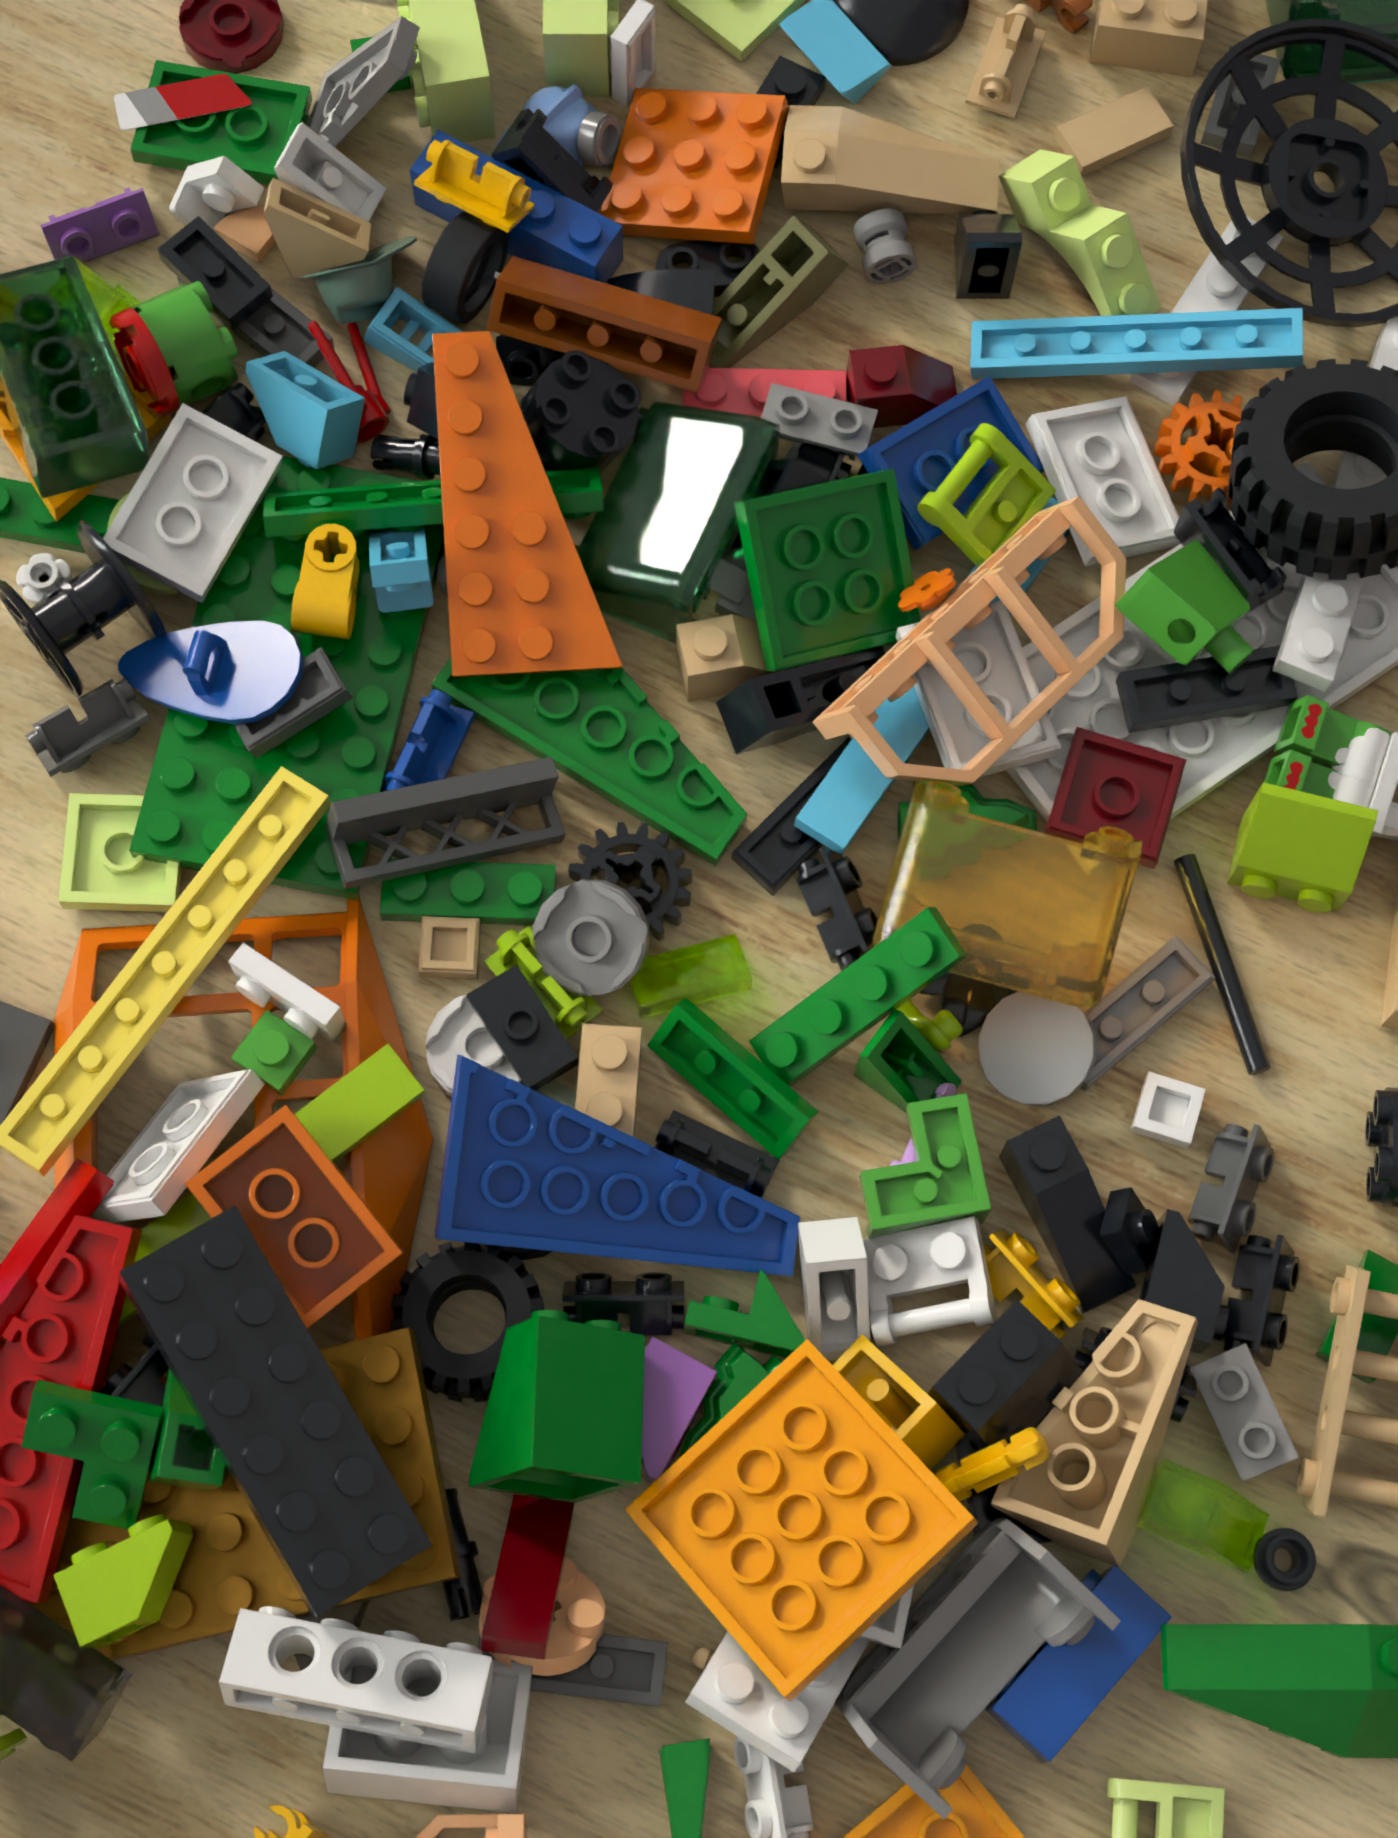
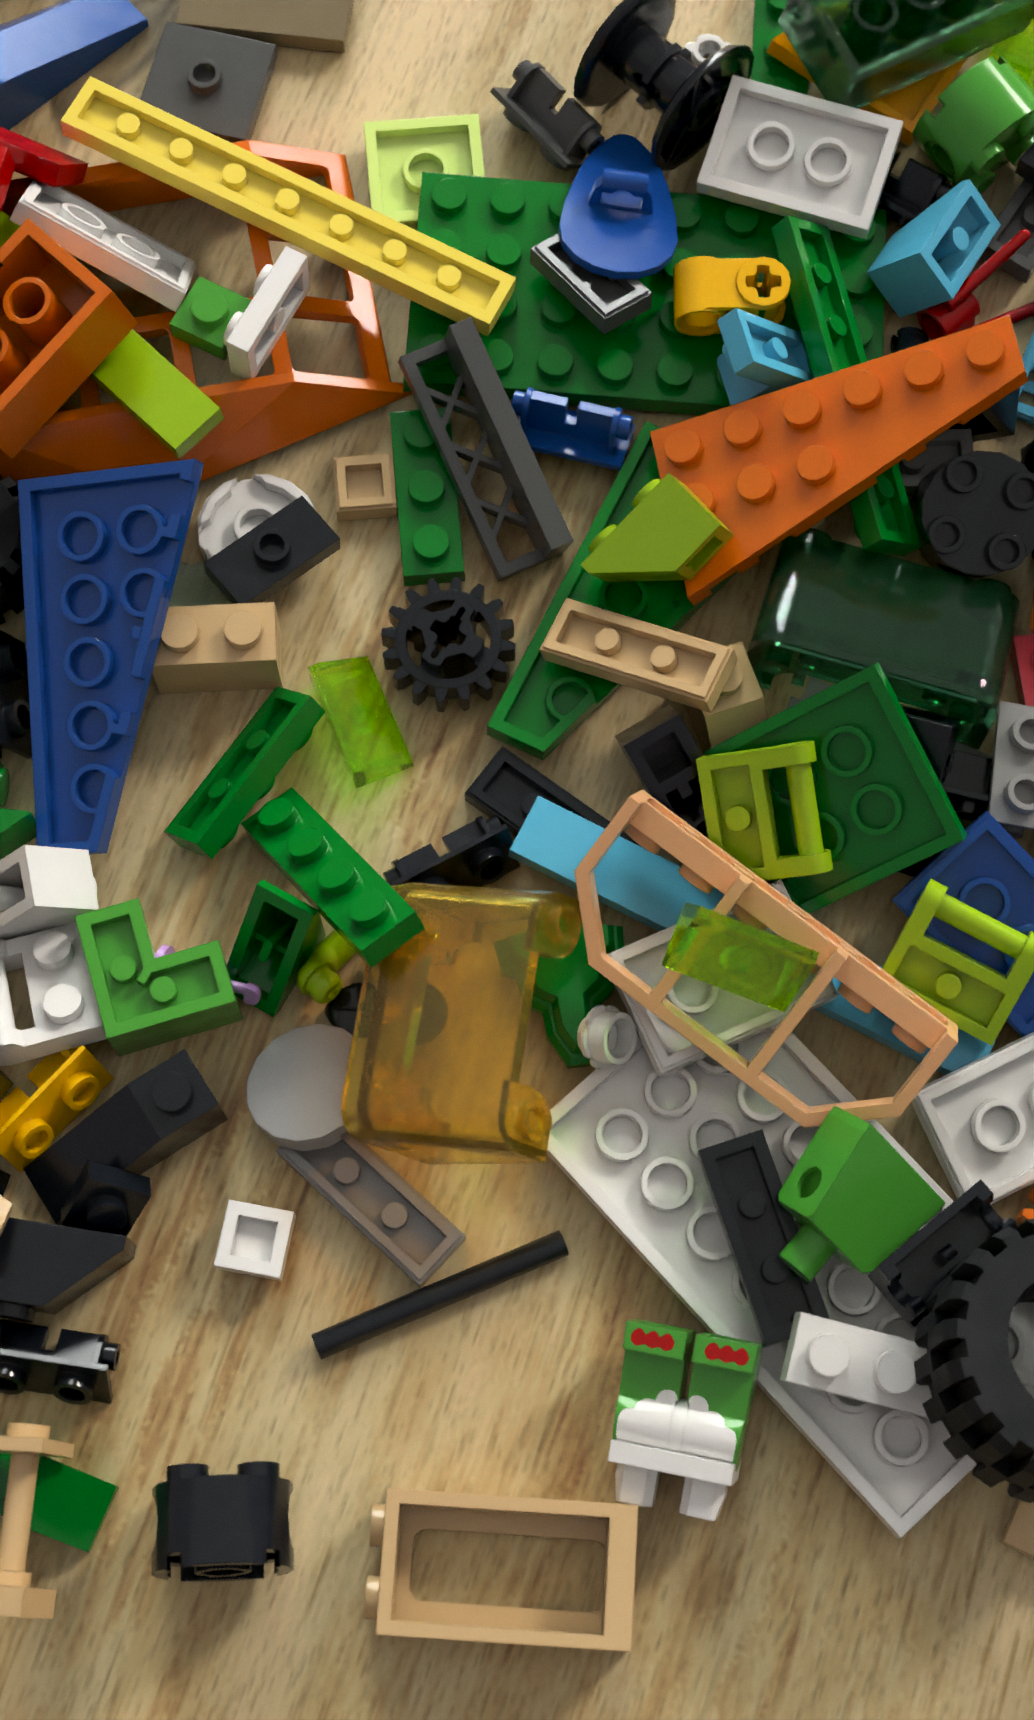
camera: 85 degrees right, 0 degrees up
(144, 362) = (936, 75): red tile -> none
(563, 1006) = (337, 581): lime hinge -> none
(577, 672) = (661, 539): none -> lime slope
(591, 937) = (377, 606): light grey tile -> none
(678, 712) = (639, 654): none -> tan tile
(716, 1153) = (160, 764): black hinge -> none
(840, 645) = (742, 812): none -> lime plate
(927, 591) = (828, 905): orange plant -> none
(991, 651) = (738, 957): none -> clear neon green slope
(1022, 790) = (607, 1036): none -> white plate
(1116, 787) = (614, 1145): dark red tile -> none
(1230, 1208) = (144, 1317): dark grey hinge -> none
(1300, 847) = (575, 1364): lime slope -> none

